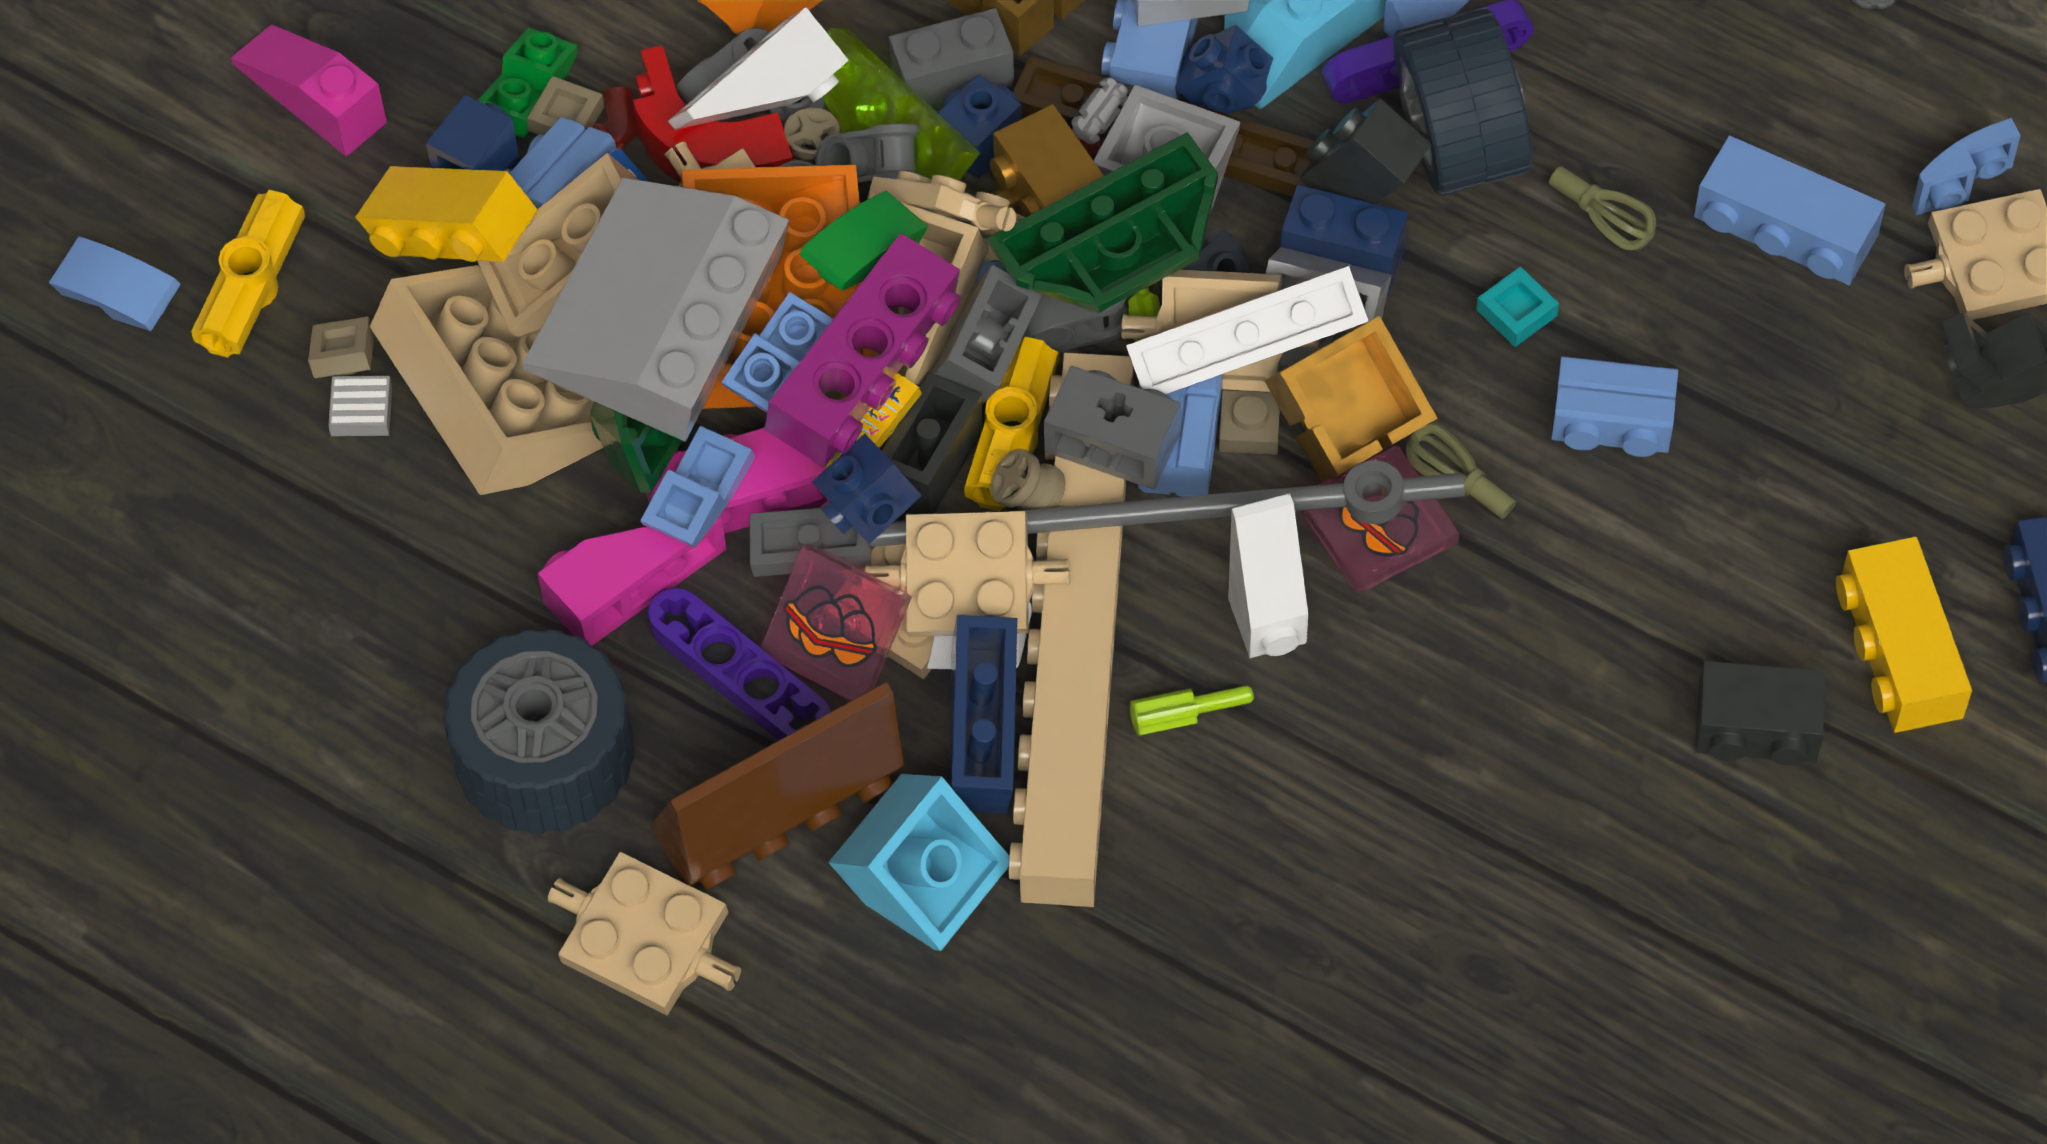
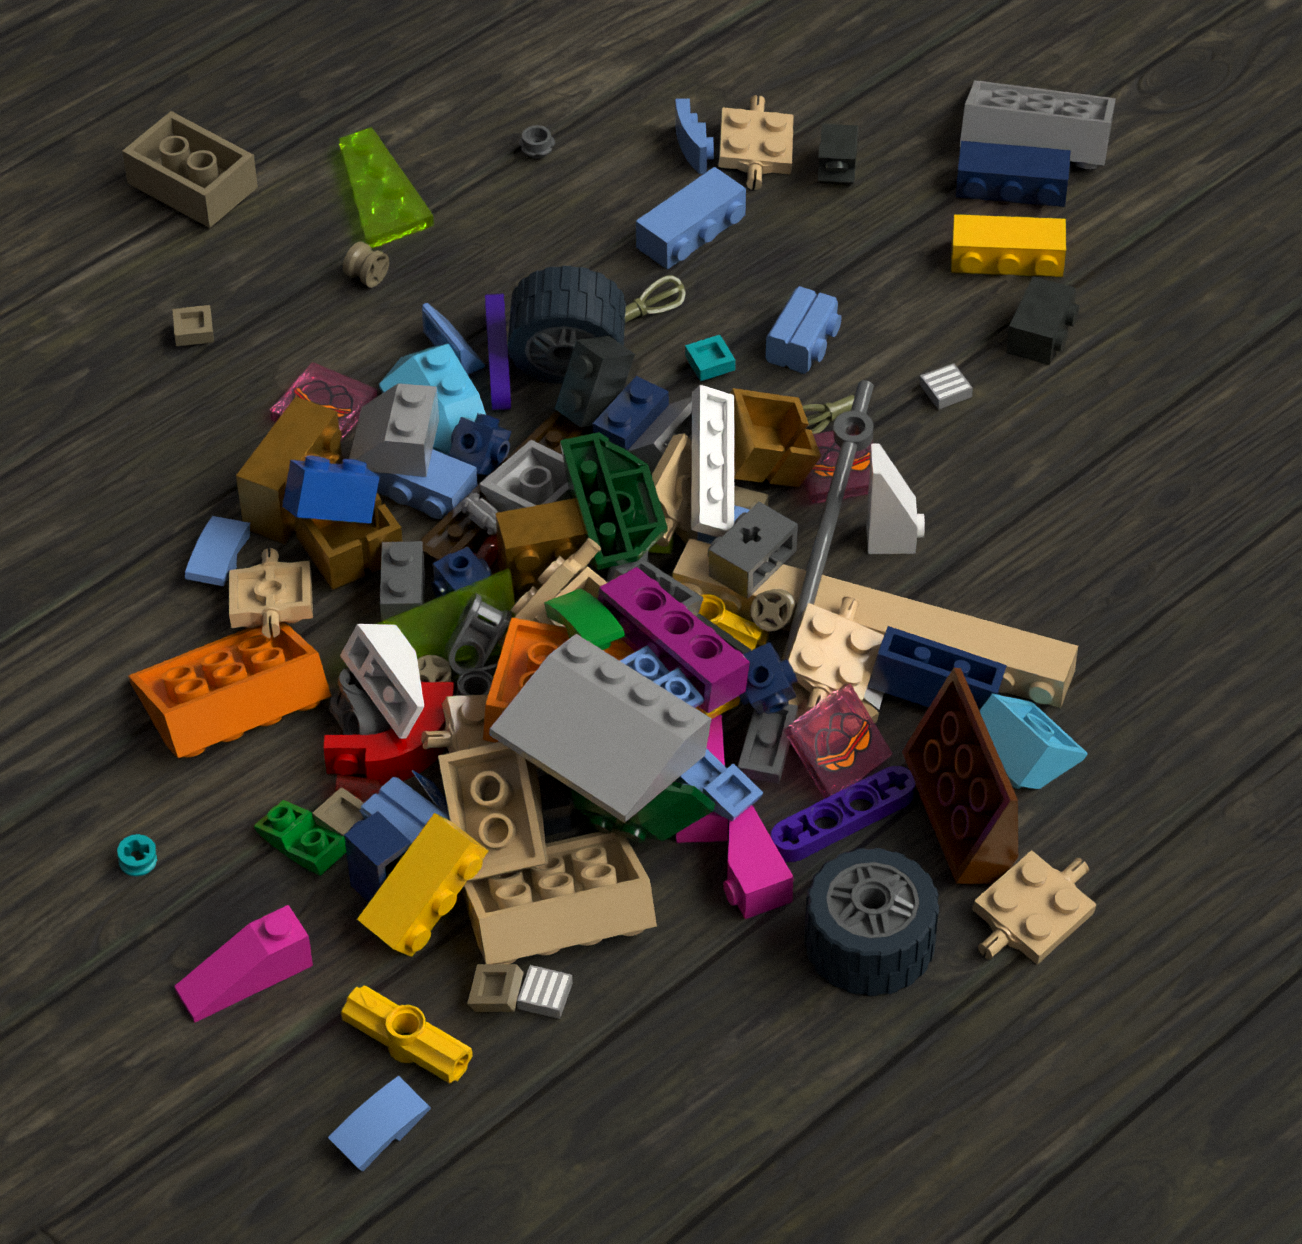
camera: 75 degrees left, 10 degrees down
(1182, 708) = (948, 585): lime axle -> none
(1585, 620) = (946, 386): none -> light grey tile

